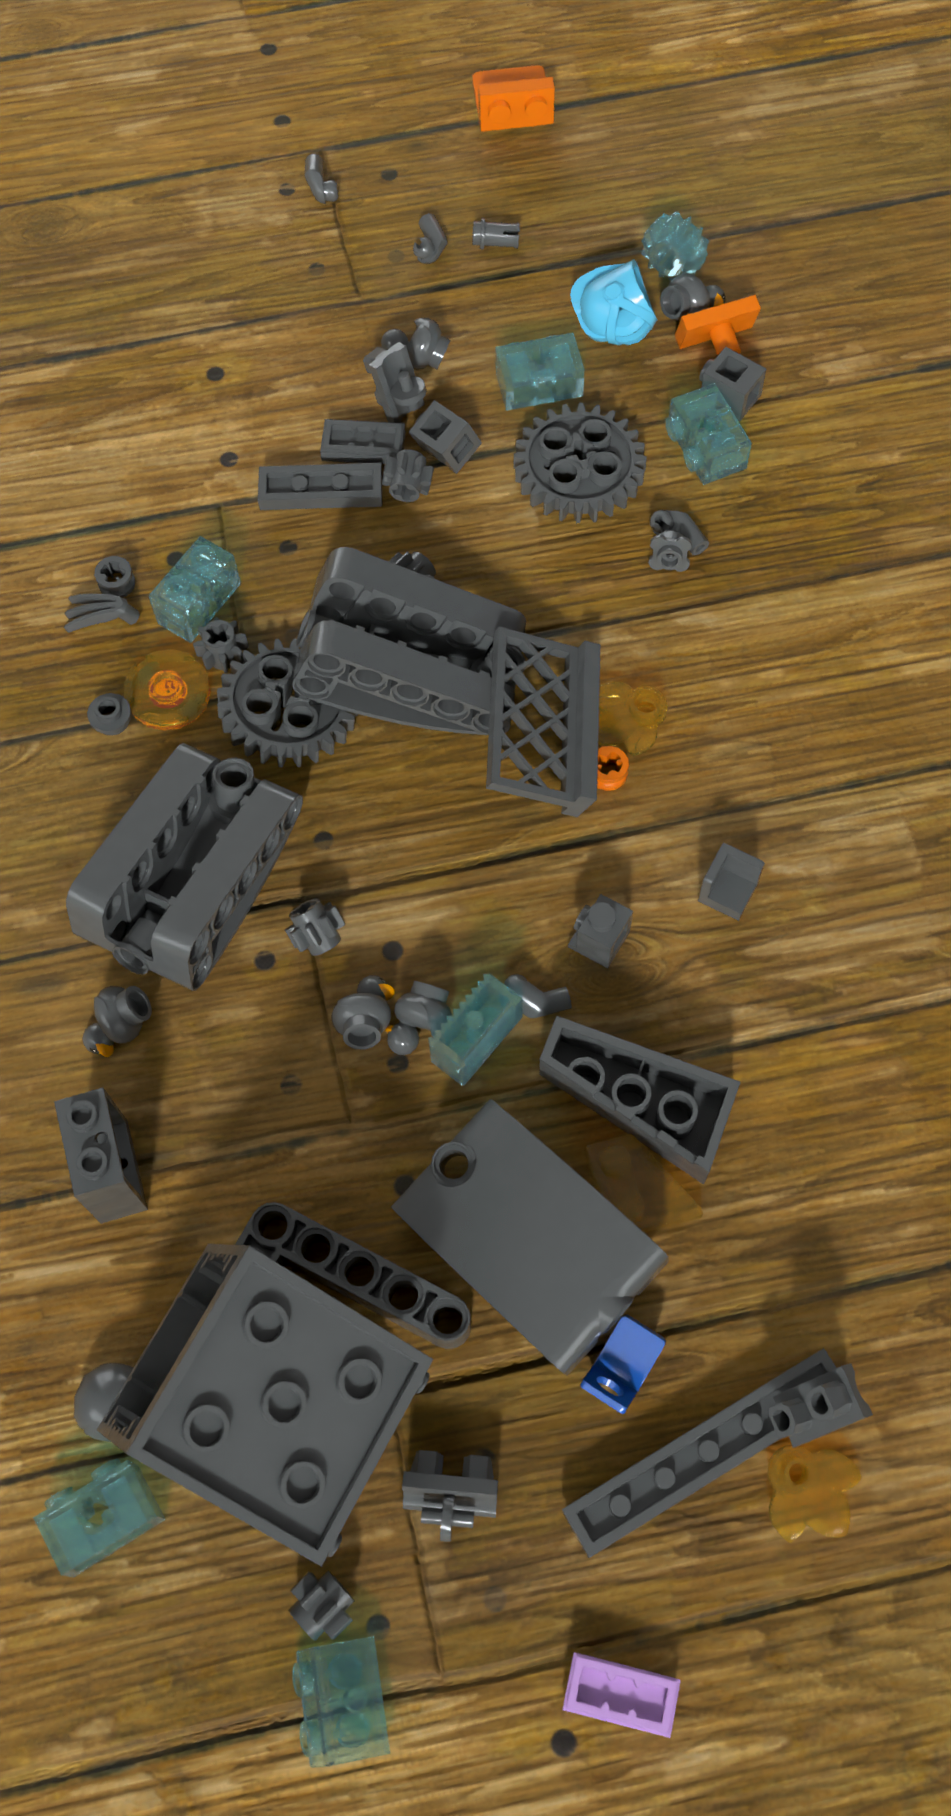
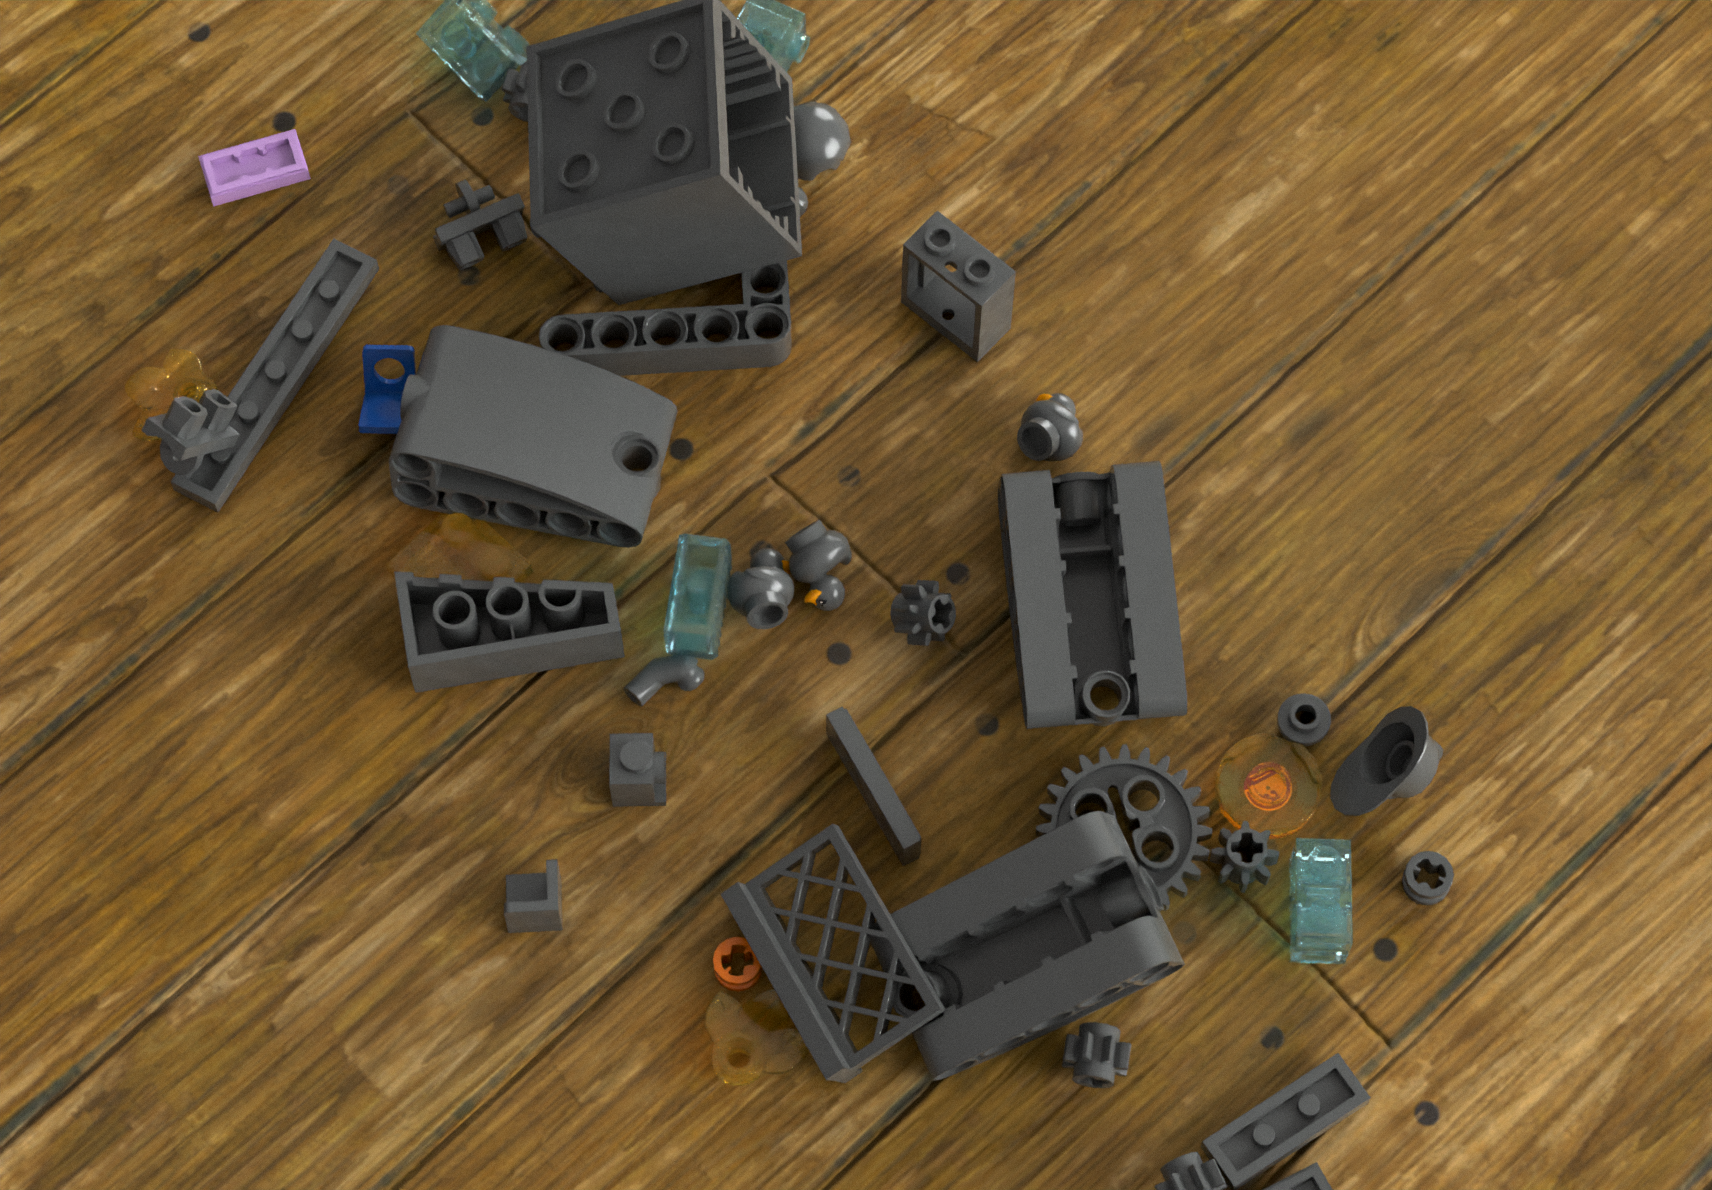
camera: 145 degrees right, 0 degrees up
(85, 645) = (1389, 764): none -> dark grey piece
(99, 609) = (1400, 831): dark grey piece -> none
(436, 827) = (873, 785): none -> dark grey tile

